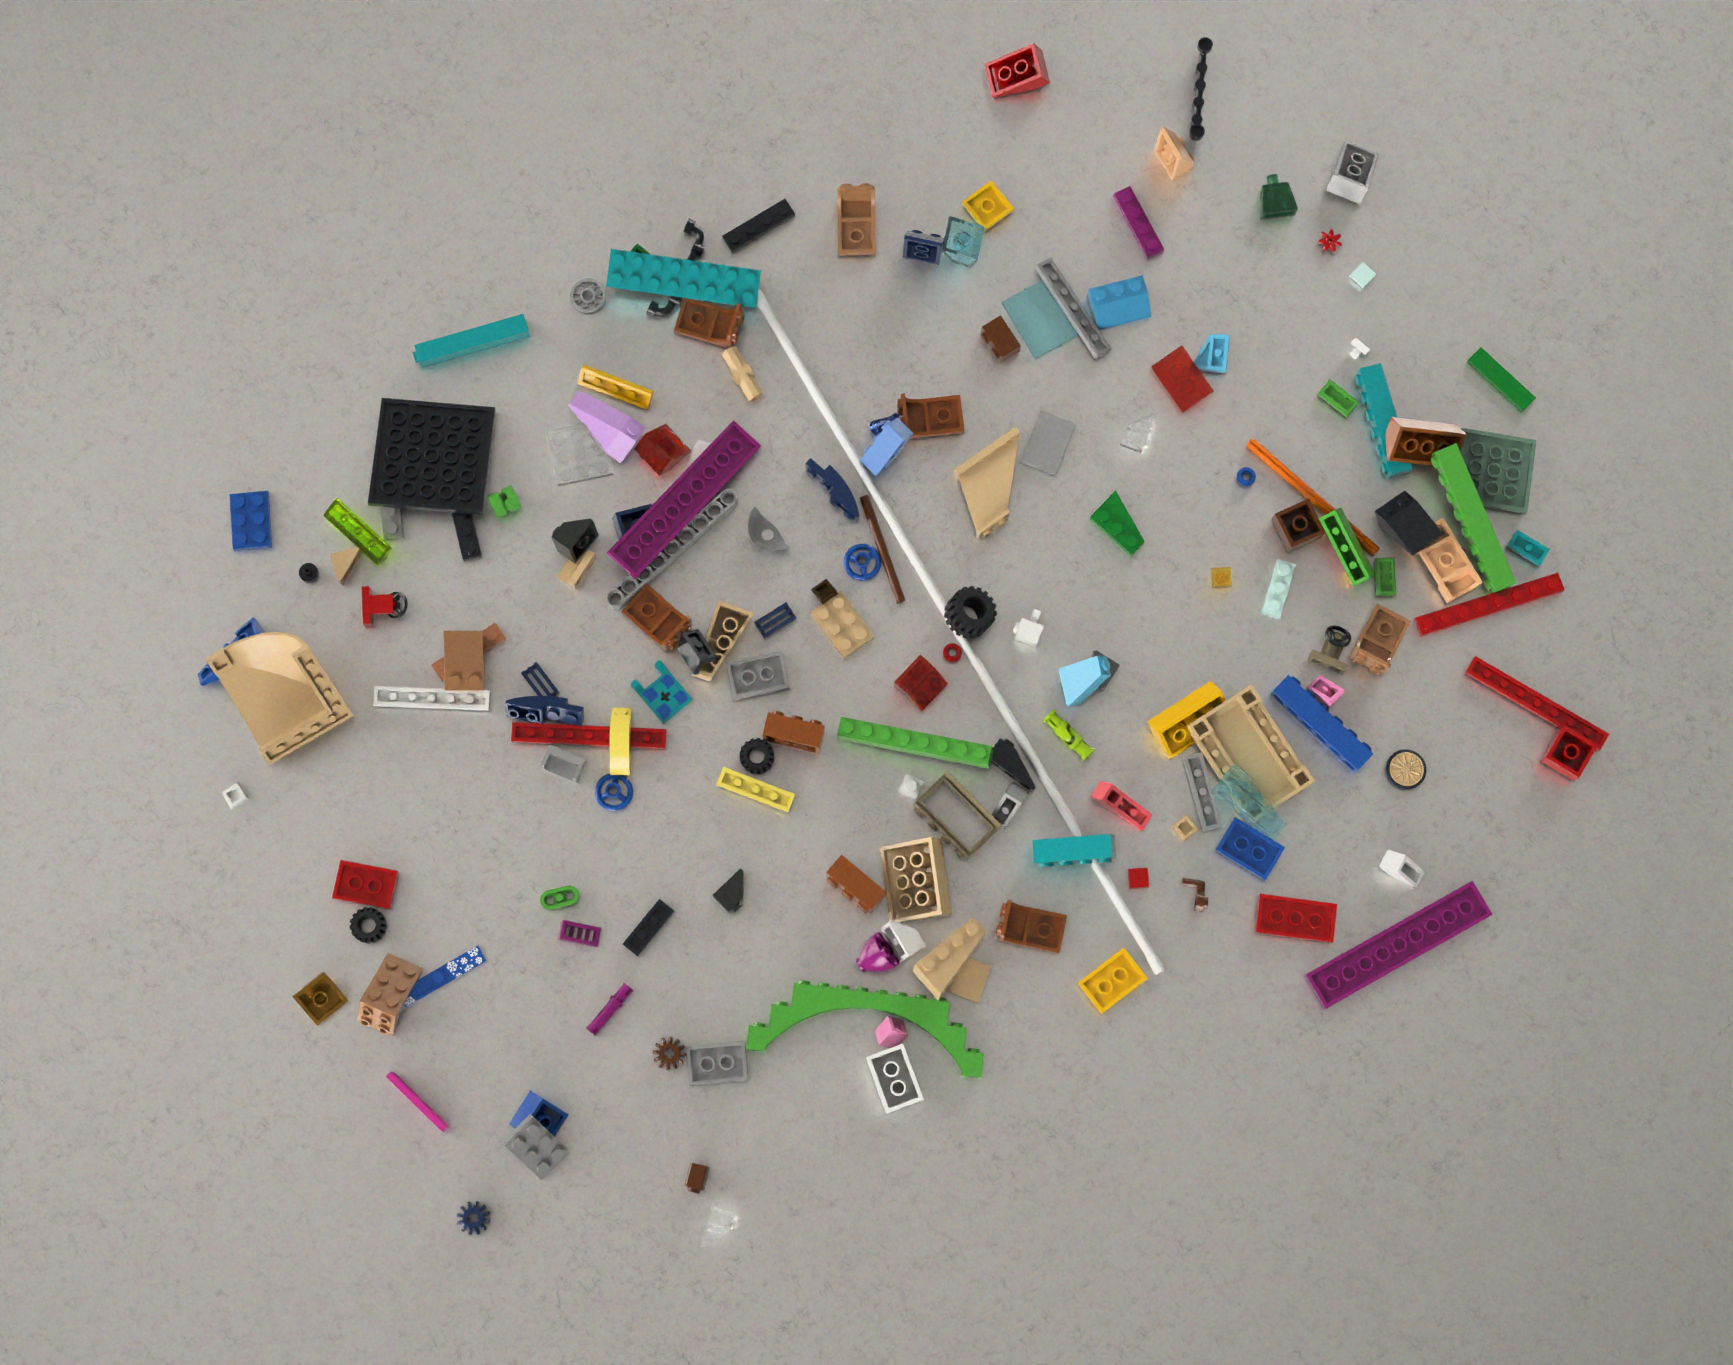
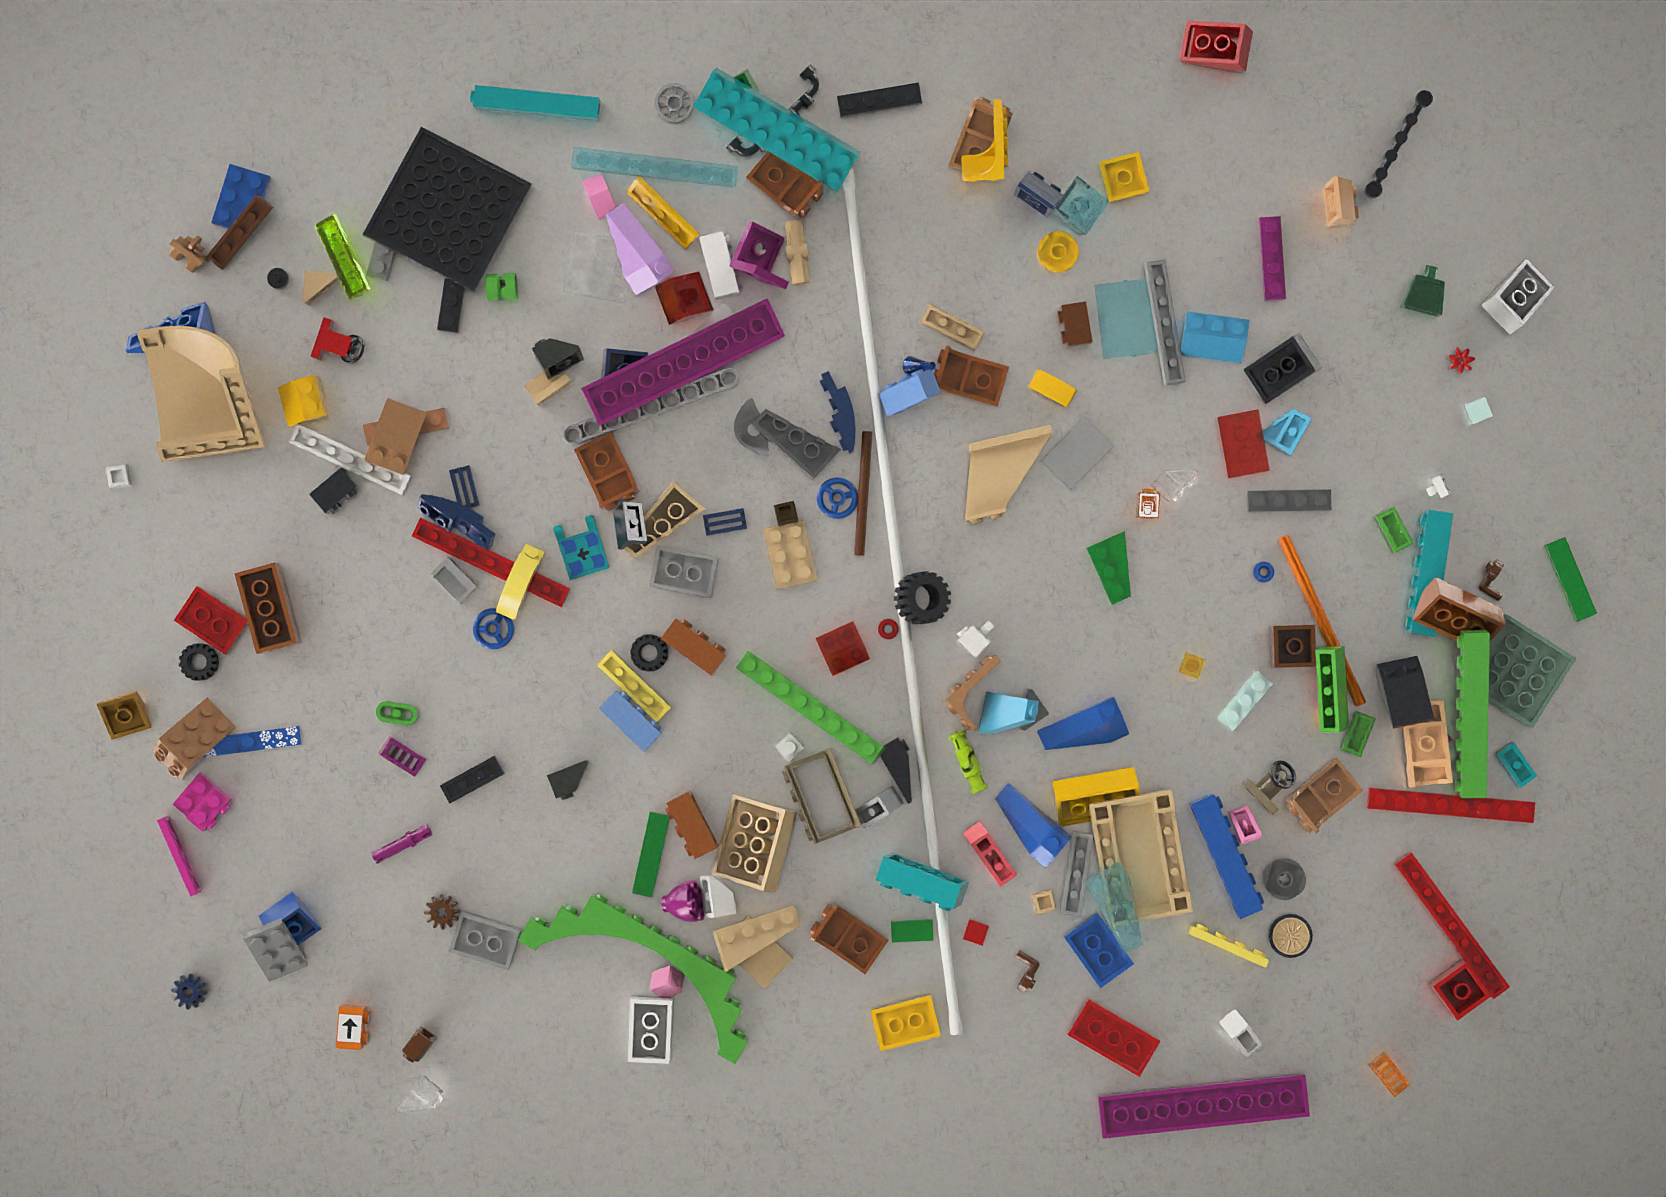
camera: 30 degrees right, 10 degrees up
(214, 580) = (191, 249): none -> medium nougat hips
(260, 546) = (239, 231): none -> reddish brown tile
(370, 665) = (302, 400): none -> yellow slope
(410, 852) = (267, 608): none -> dark orange brick
(419, 1046) = (202, 802): none -> dark pink plate
(429, 730) = (334, 491): none -> black brick
(556, 395) = (599, 195): none -> bright pink slope
(593, 353) = (654, 167): none -> clear light blue plate
(630, 1188) = (351, 1027): none -> brick
(682, 410) = (717, 260): none -> white brick
(717, 394) = (759, 264): none -> magenta bracket
(765, 819) = (631, 719): none -> medium blue brick
(813, 532) = (802, 448): none -> dark grey wing
(830, 928) = (651, 854): none -> green tile
(875, 233) = (990, 163): none -> yellow bracket
(898, 383) = (952, 327): none -> tan tile
(959, 287) = (1058, 251): none -> yellow tile
(1004, 398) = (1052, 388): none -> yellow slope
(1037, 687) = (958, 692): none -> medium nougat bracket
(1083, 899) = (912, 930): none -> green tile
(1125, 460) = (1148, 504): none -> clear orange brick
(1151, 769) = (1035, 829): none -> blue wedge
(1160, 661) = (1090, 726): none -> blue wedge
(1187, 305) = (1282, 368): none -> black slope
(1240, 410) = (1289, 500): none -> dark grey plate
(1365, 797) = (1221, 941): none -> light yellow plate
(1370, 716) = (1290, 889): none -> dark grey plate
(1434, 398) = (1492, 571): none -> reddish brown plate
(1540, 842) = (1377, 1062): none -> clear orange slope

